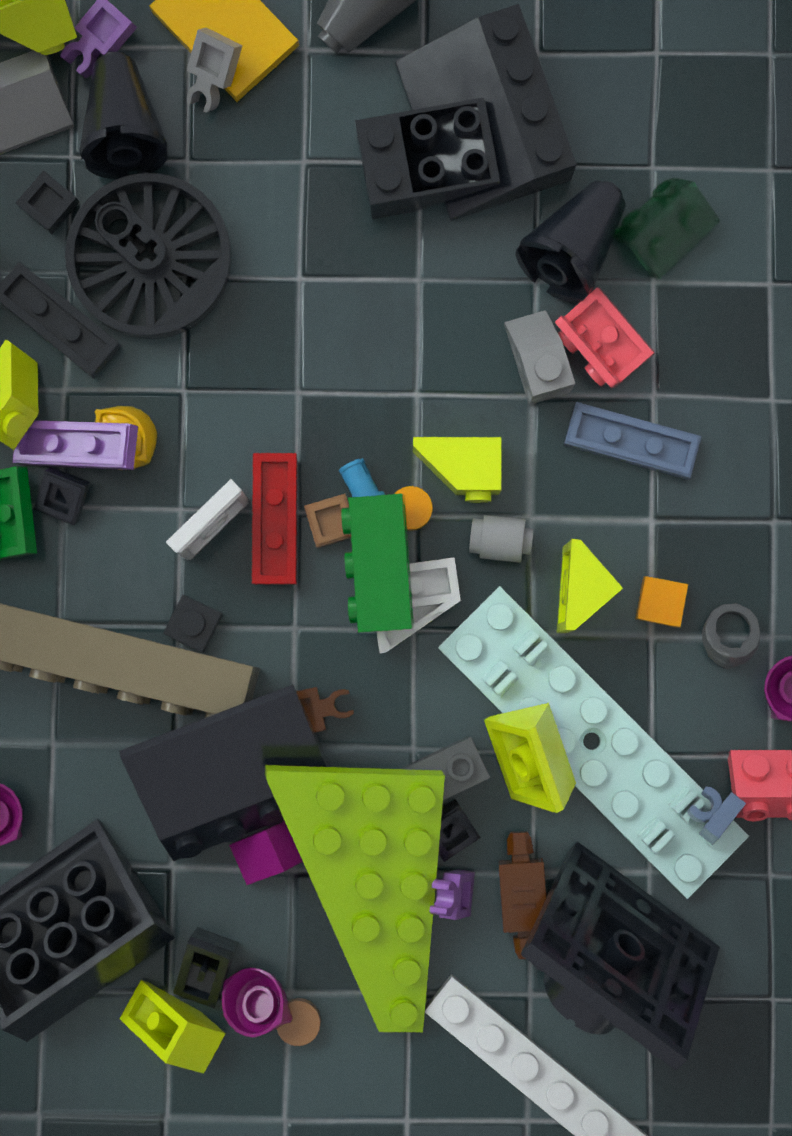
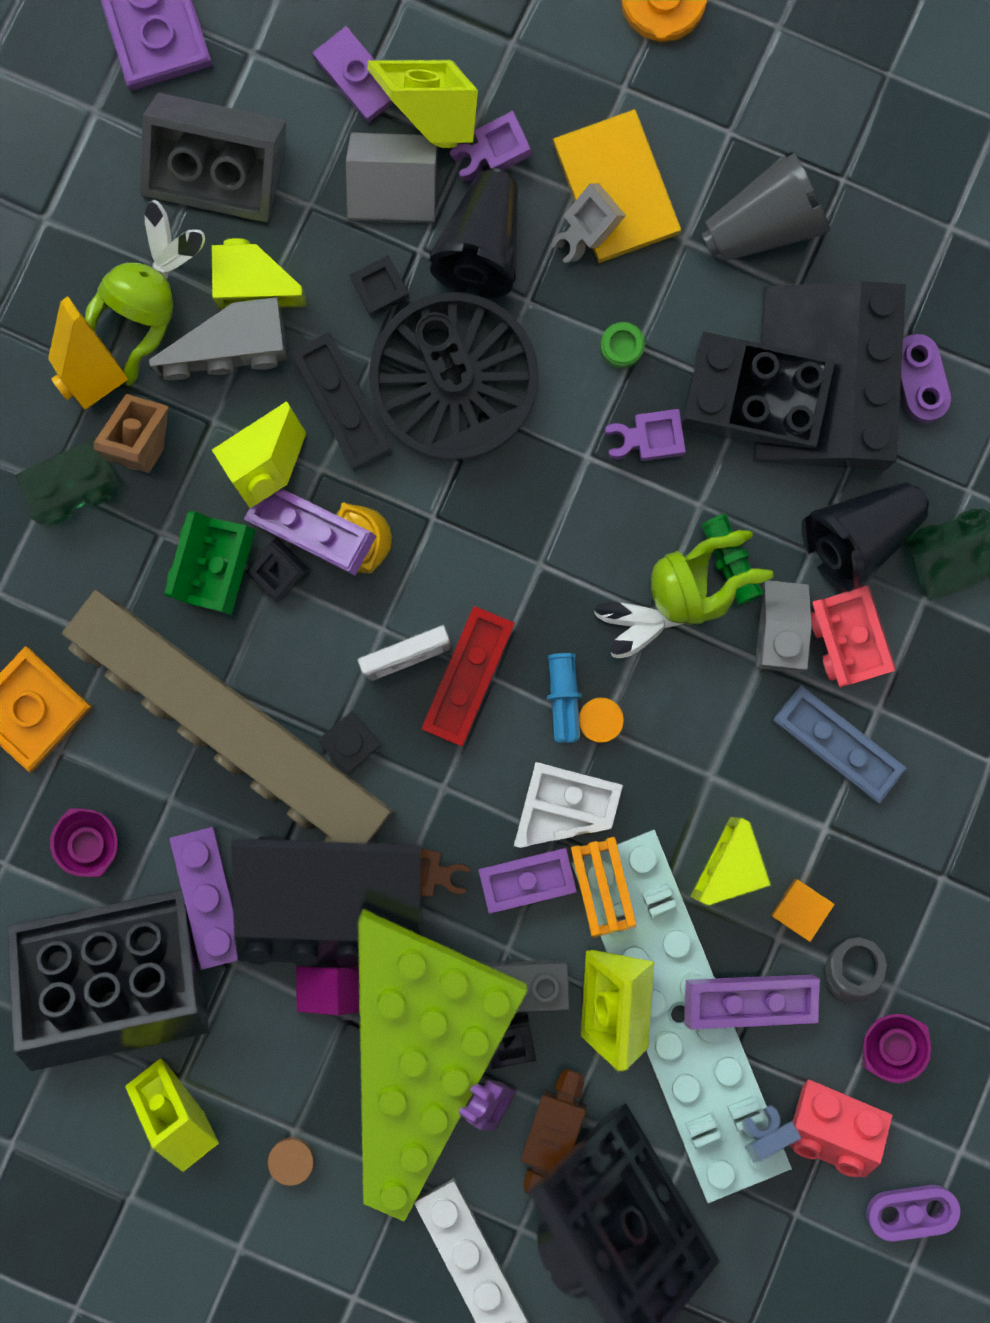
camera: 25 degrees right, 0 degrees up
(120, 815) = (206, 895): none -> medium lavender plate
(205, 967) = (225, 1072): black slope -> none
(254, 1002) = (258, 1126): magenta hat -> none
(289, 165) = (622, 345): none -> bright green tile
(326, 520) = (520, 700): medium nougat tile -> none
(352, 233) = (656, 436): none -> medium lavender plate
(378, 563) = (548, 762): green brick -> none
(404, 679) = (527, 880): none -> medium lavender plate
(433, 366) = (679, 595): none -> lime hair
(453, 625) = (594, 849): none -> light orange tile
(464, 464) = (669, 700): neon yellow slope -> none
(467, 315) = (731, 559): none -> green pin
(500, 538) = (674, 785): light grey brick -> none
(570, 82) = (923, 377): none -> medium lavender plate
(650, 702) = (751, 1001): none -> medium lavender plate

